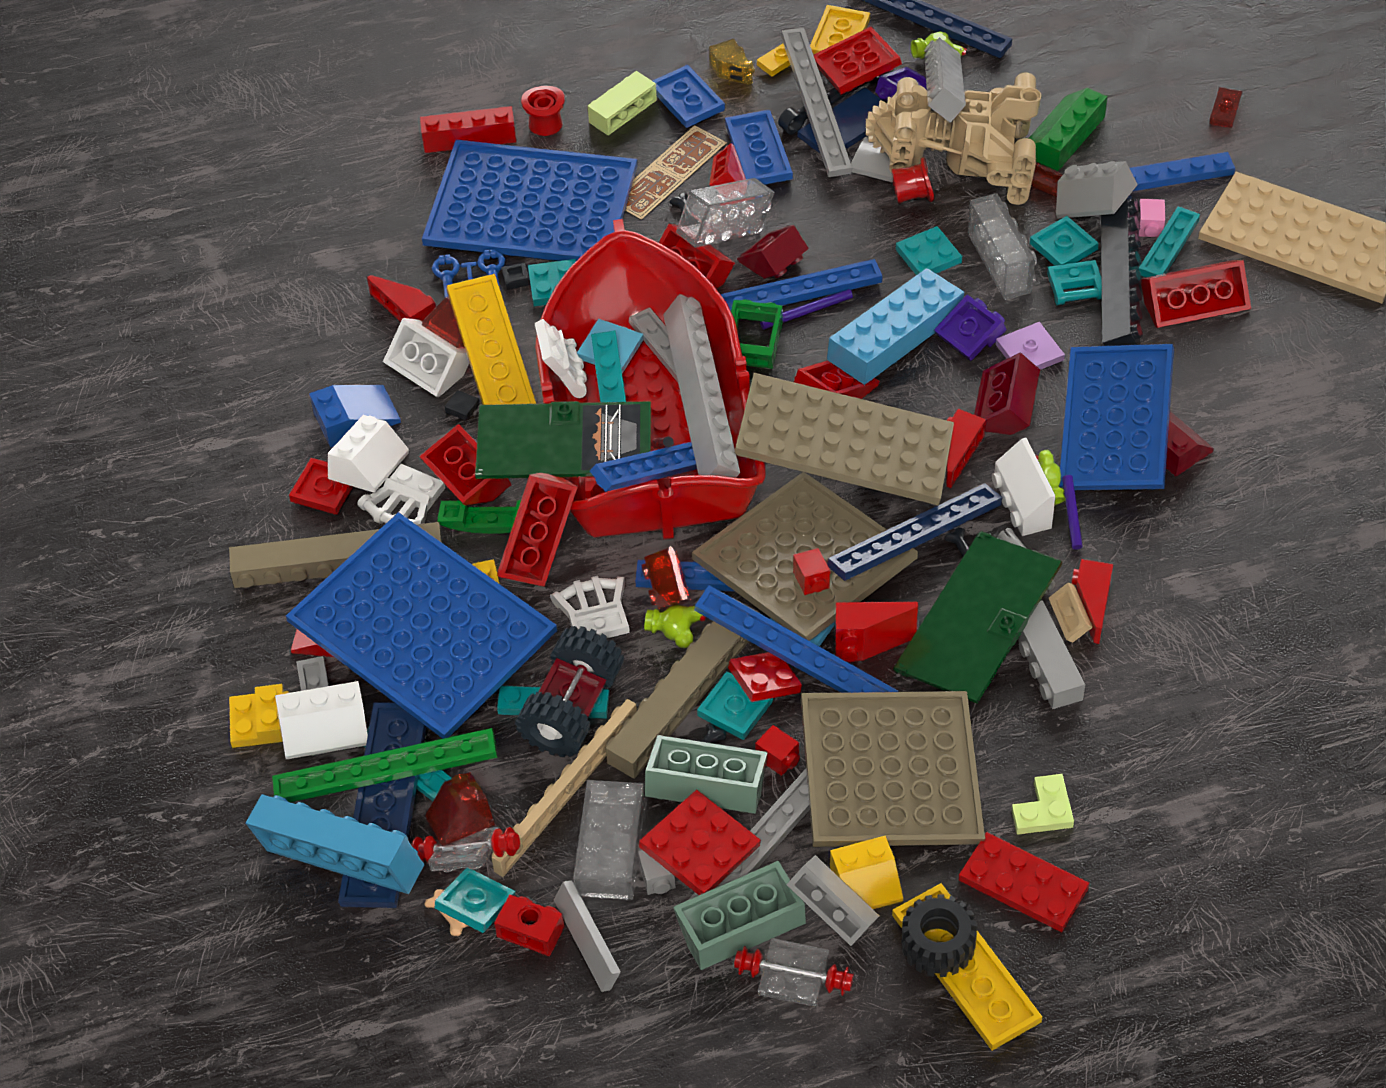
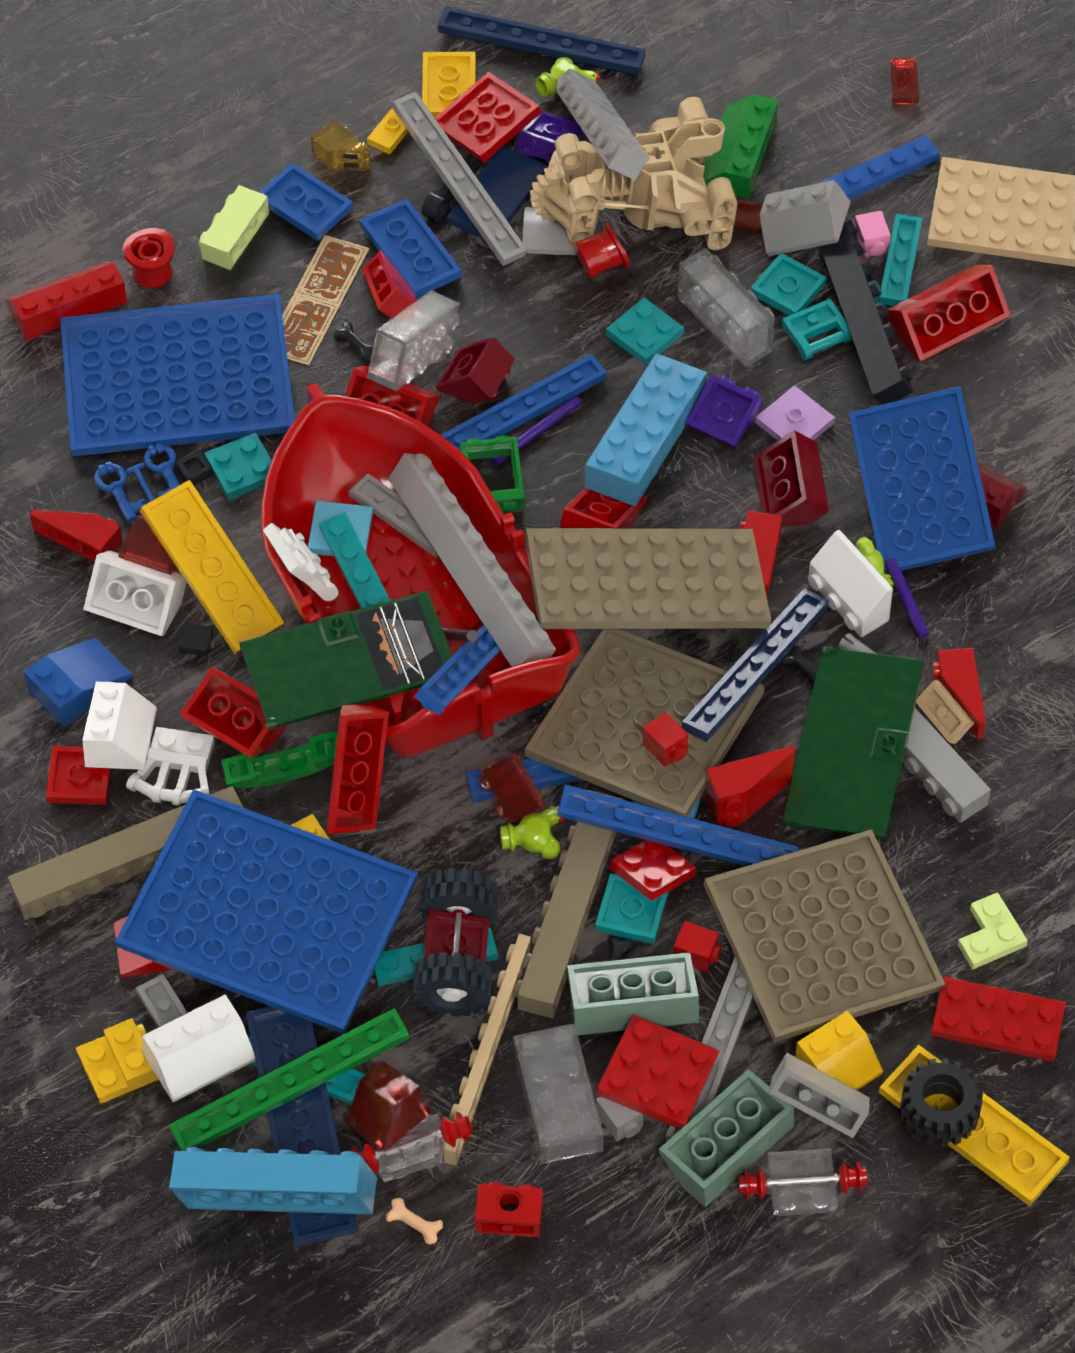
camera: 20 degrees left, 5 degrees up
(473, 899) = (441, 1200): teal plate -> none
(587, 936) = (574, 1205): light grey tile -> none
(605, 617) = (453, 849): white plate -> none

